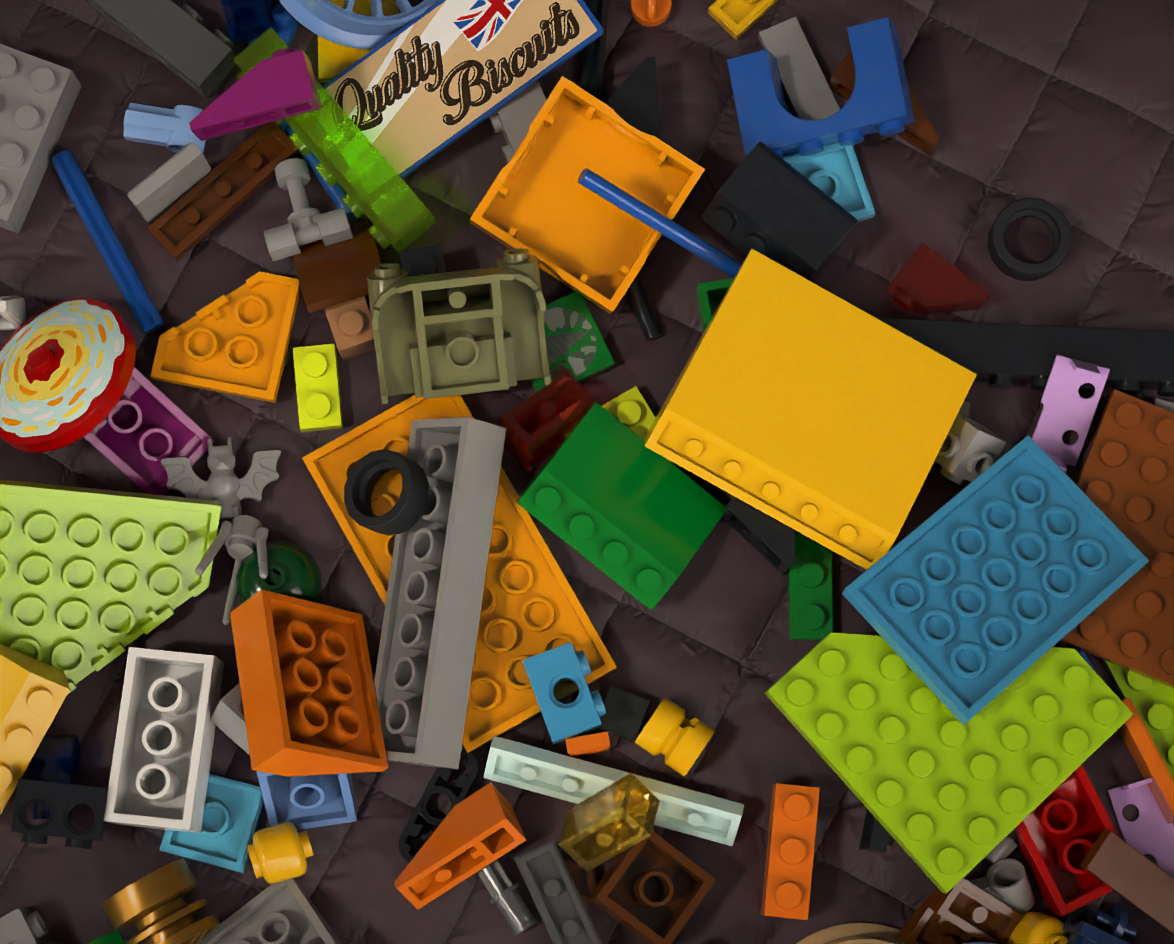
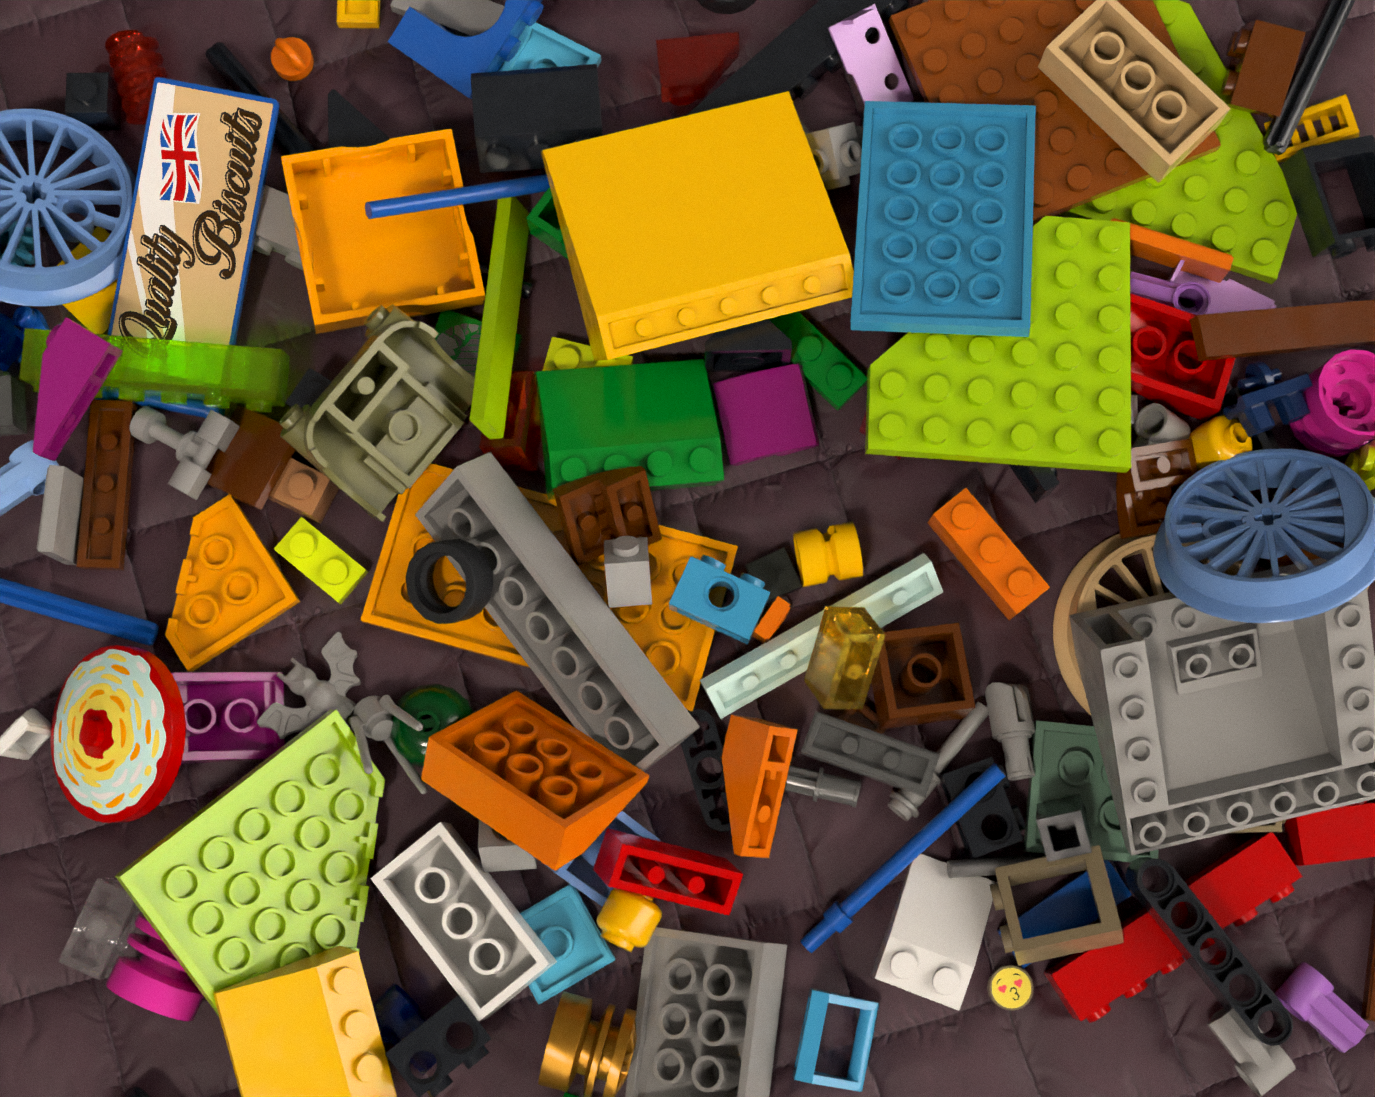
camera: 45 degrees left, 0 degrees up
(335, 848) = (667, 872): none -> red brick
(516, 609) = (627, 571): none -> light grey brick
(543, 553) = (604, 509): none -> reddish brown slope
(607, 339) = (500, 318): none -> lime tile
(733, 592) = (766, 414): none -> magenta slope
(1114, 792) = (1170, 292): none -> medium lavender piece

